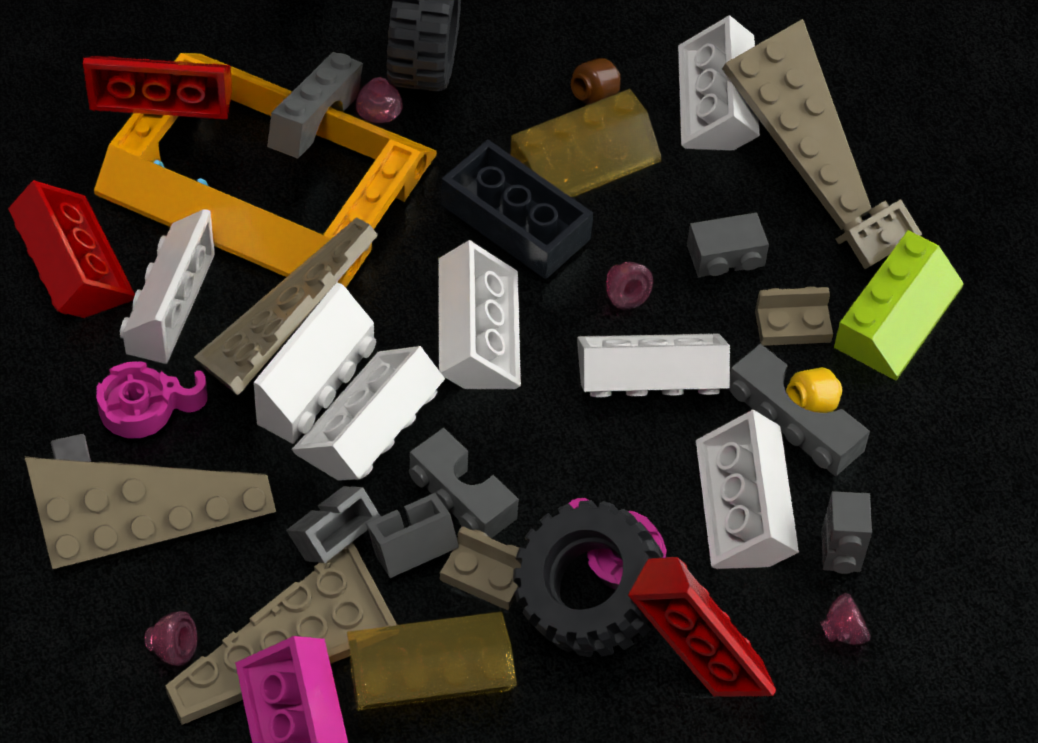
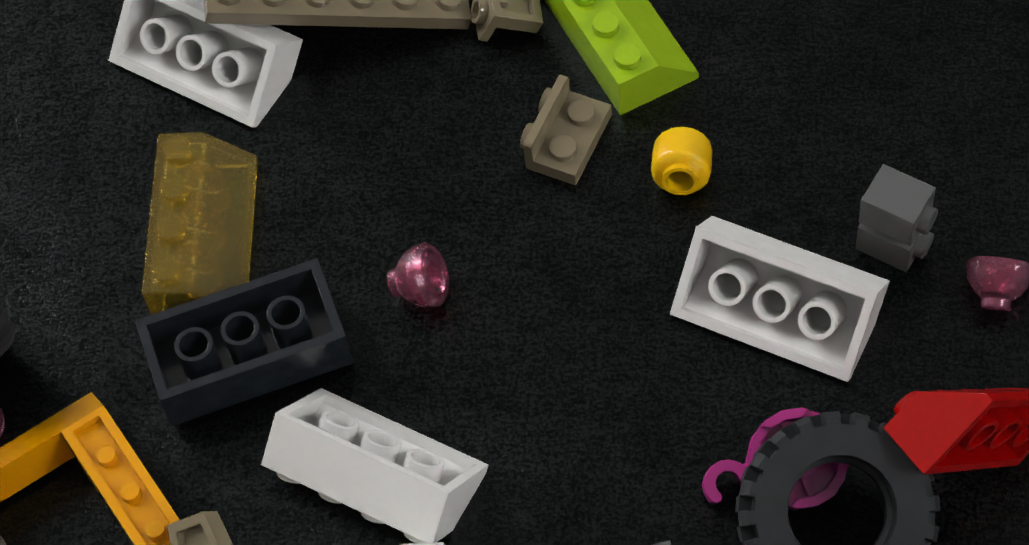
camera: 50 degrees left, 5 degrees up
(595, 81) = (109, 168): reddish brown head -> none
(654, 363) = (545, 304): white slope -> none
(727, 244) = (430, 147): dark grey piece -> none
(829, 438) = (644, 207): dark grey arch -> none

